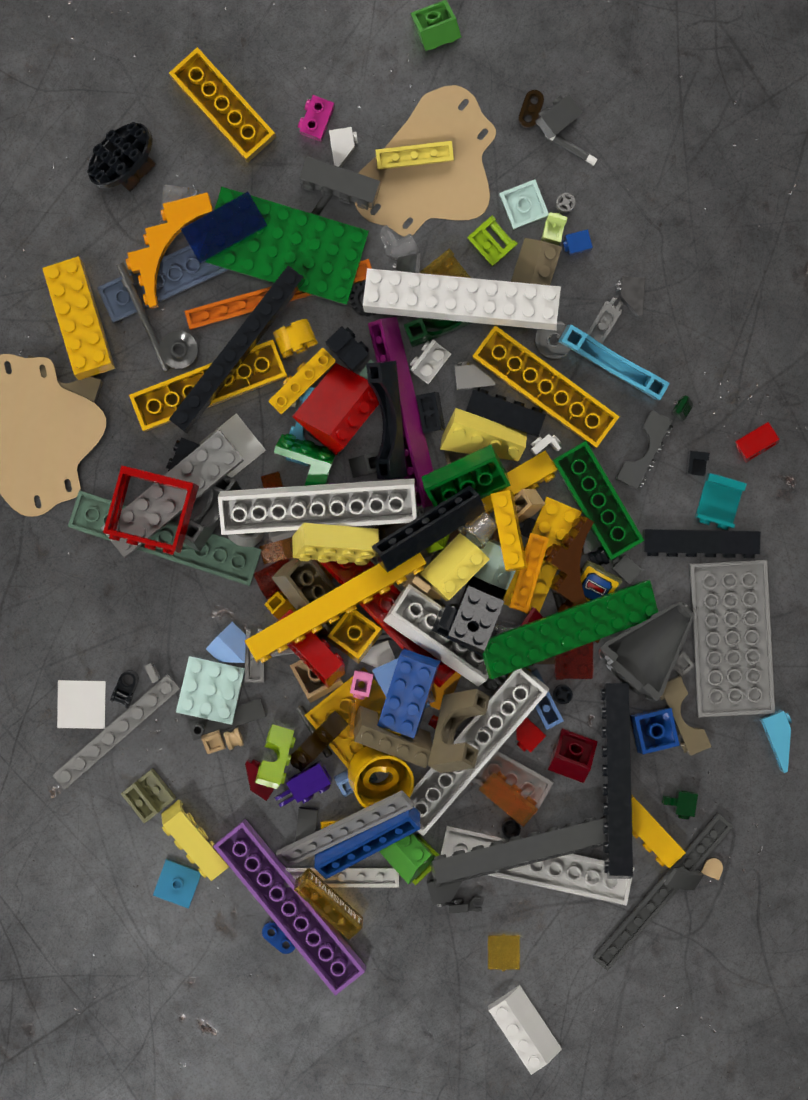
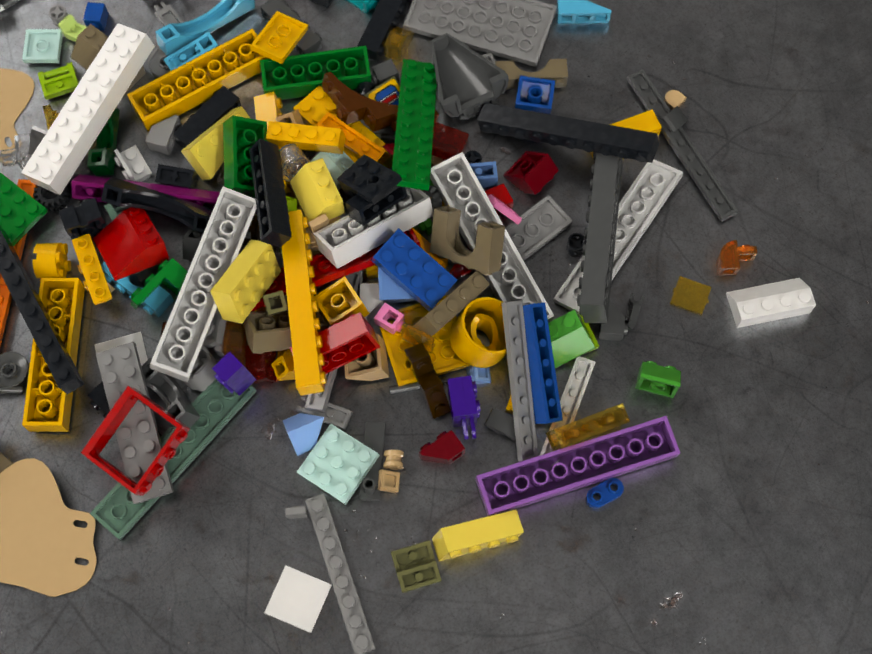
camera: 65 degrees left, 20 degrees down
(124, 692) = (303, 549): black piece -> none
(177, 883) = (514, 571): dark azure plate -> none
(245, 568) = (233, 374): none -> dark purple brick
(280, 741) = (414, 415): lime arch -> none
(324, 580) = (275, 303): none -> olive brick
(403, 951) = (658, 379): none -> bright green slope
(509, 797) = (547, 232): clear orange brick -> none
(514, 748) = (504, 209): none -> bright pink tile
(540, 444) = (249, 89): white bracket -> none
(556, 976) = (730, 256): none -> clear orange brick
(569, 366) = (191, 51): none -> medium azure slope
(617, 450) = (279, 37): none -> yellow plate
(670, 566) = (397, 43): none -> clear yellow slope
(683, 803) = (608, 100): dark green brick -> none

